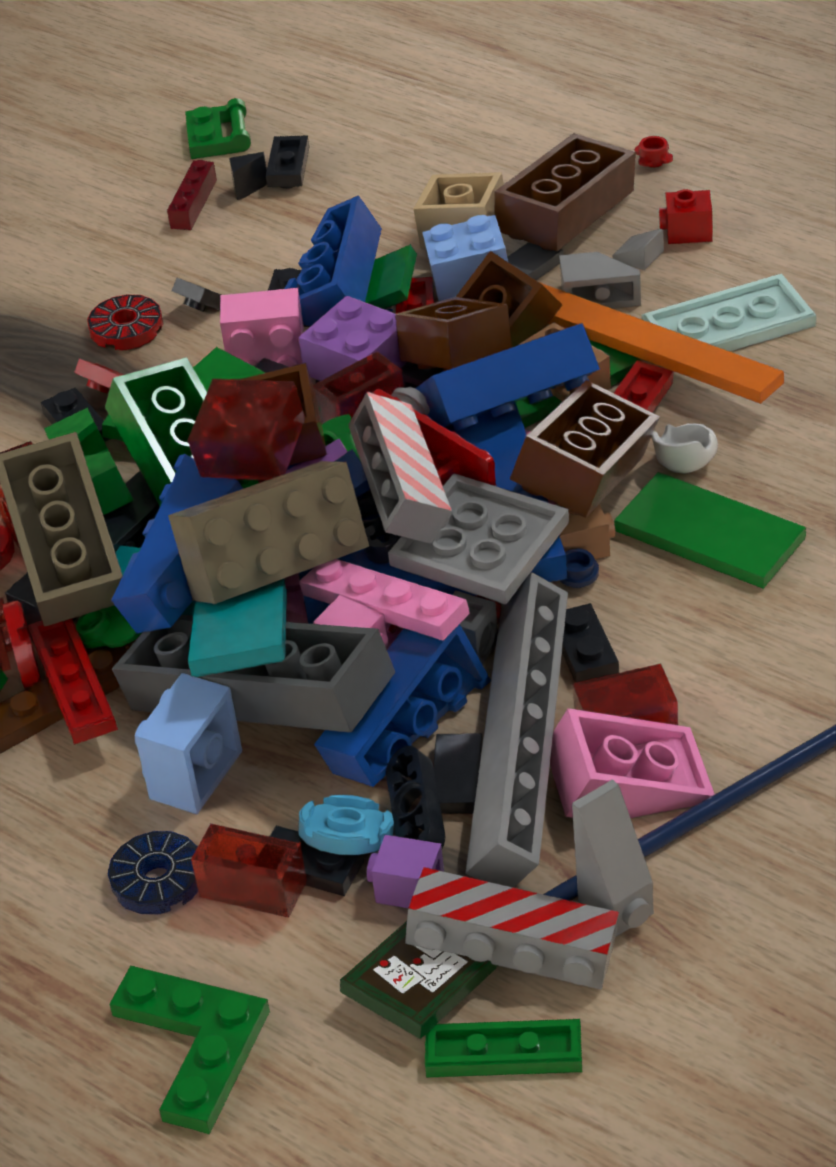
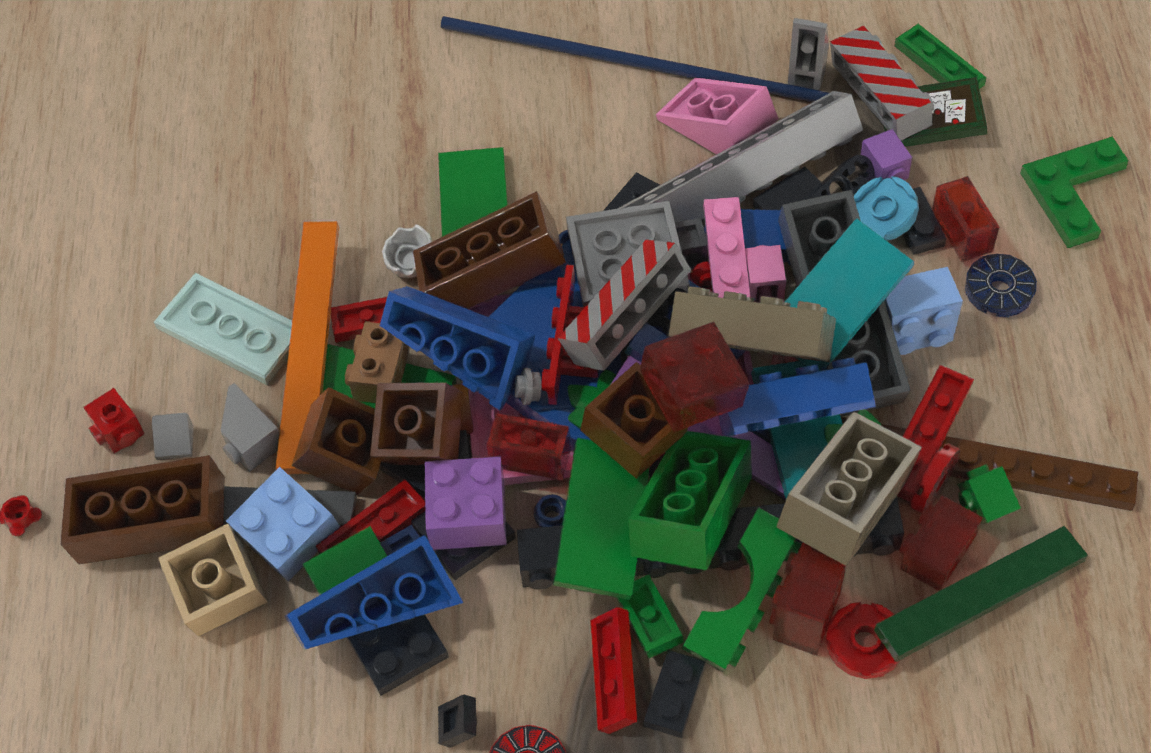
camera: 130 degrees left, 15 degrees up
(262, 326) = (495, 590): bright pink brick -> none
(630, 694) = (672, 141): clear red brick -> none

